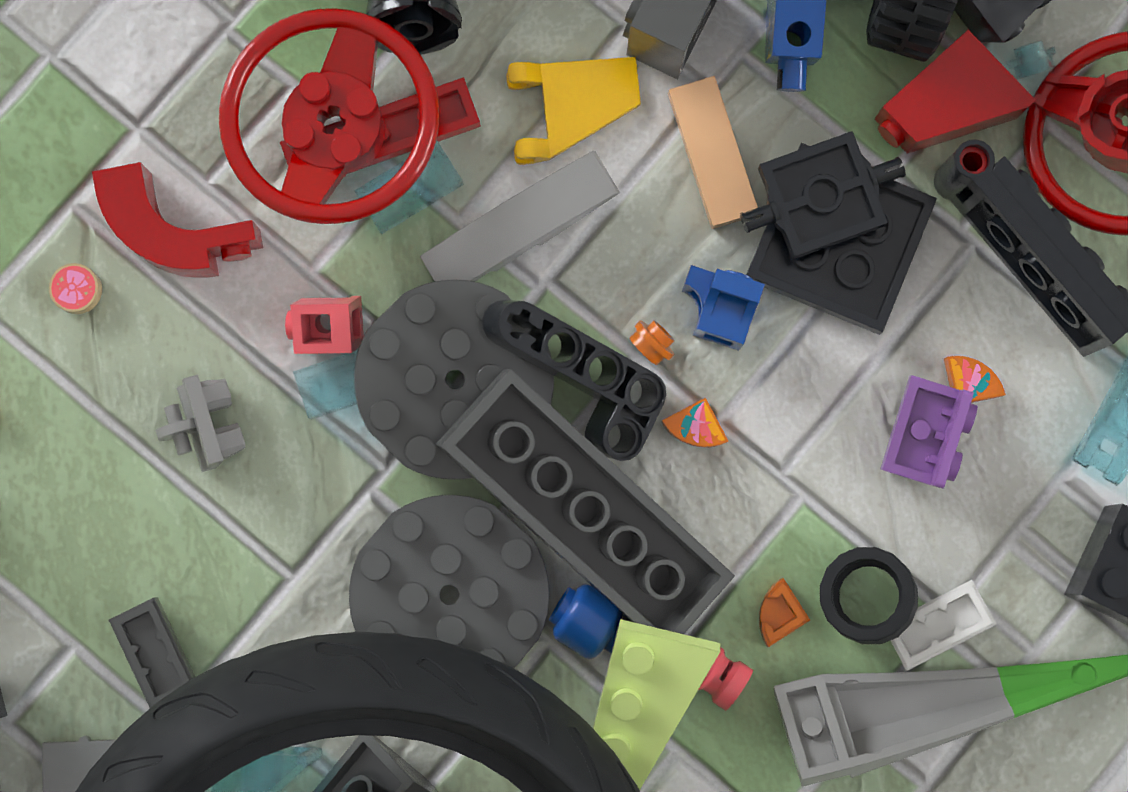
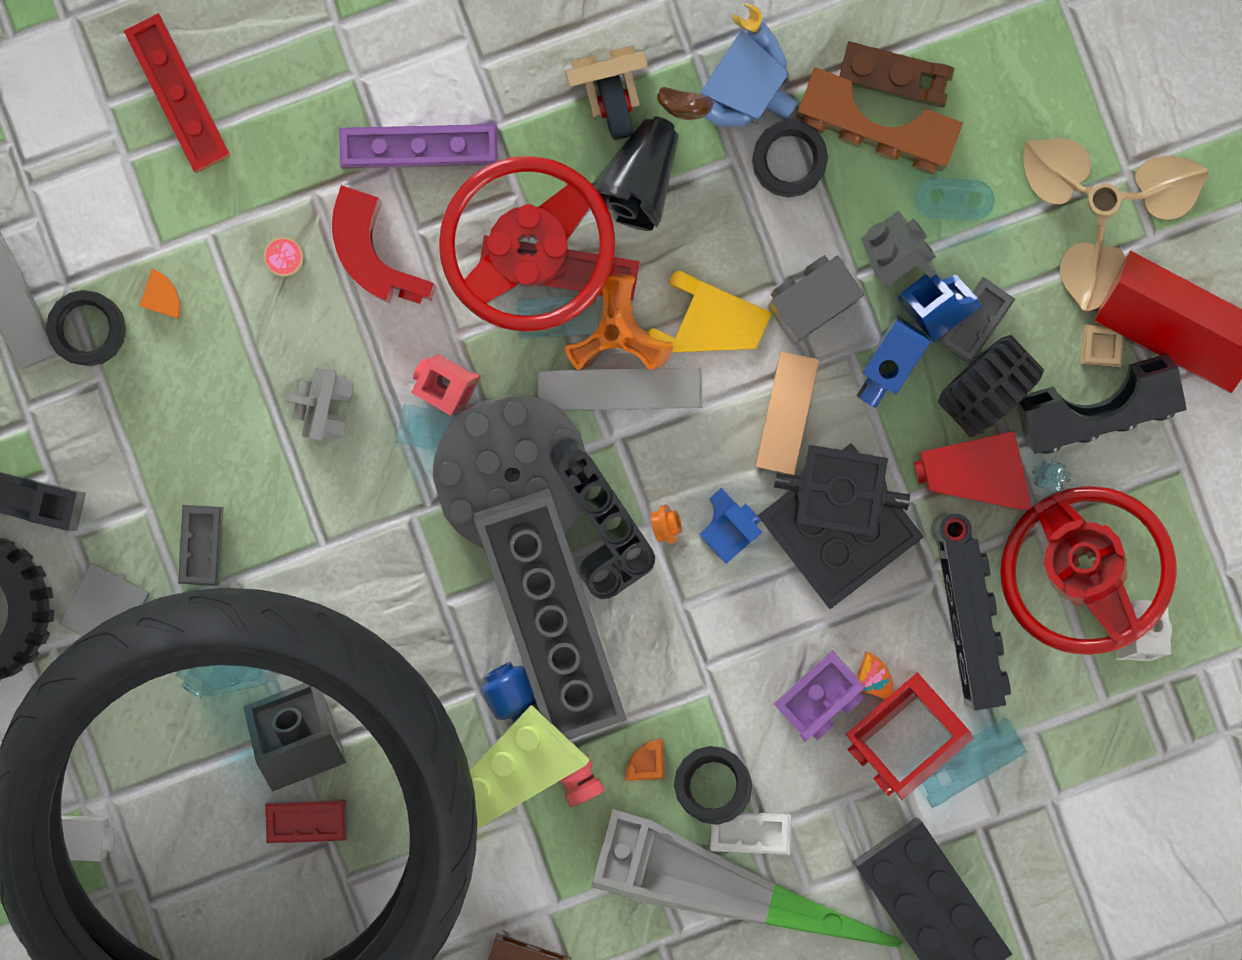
camera: 35 degrees right, 5 degrees up
(153, 92) = (418, 146): none -> medium lavender tile
(460, 545) = (453, 591): dark grey piece -> none
(482, 160) = (619, 330): none -> orange piece
(696, 426) = (663, 600): tile -> none
(1062, 372) = (913, 688): none -> red window

